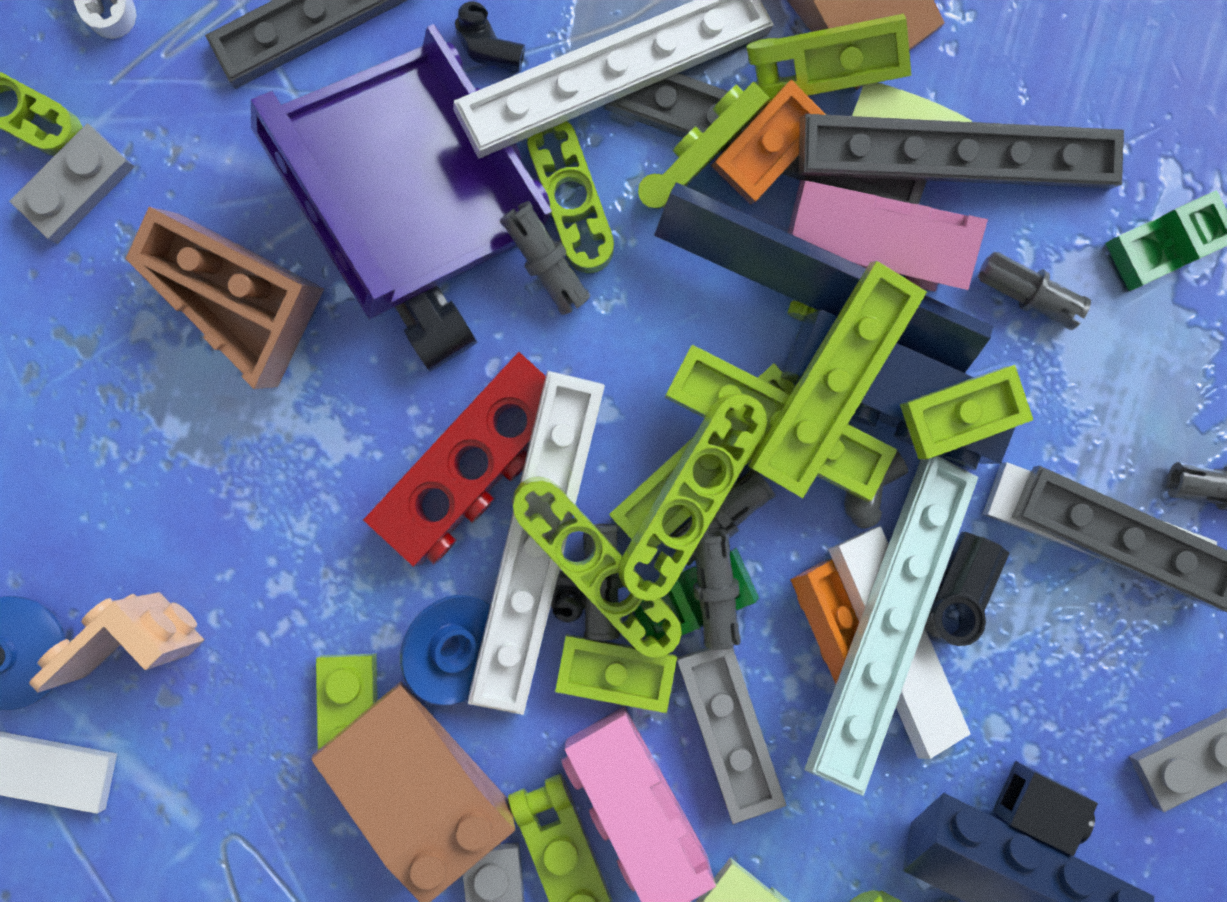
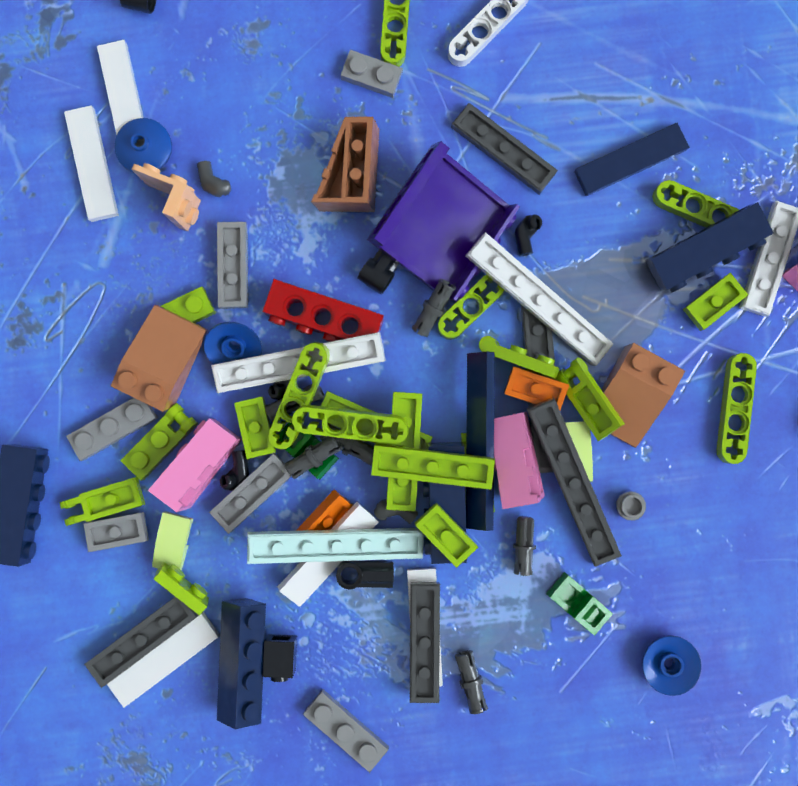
camera: 65 degrees right, 0 degrees up
(136, 558) = (211, 183): none -> dark grey arm
(303, 585) = (232, 265): none -> light grey plate
(683, 740) = (237, 473): none -> black arm
(1042, 76) = (630, 505): none -> light grey plate

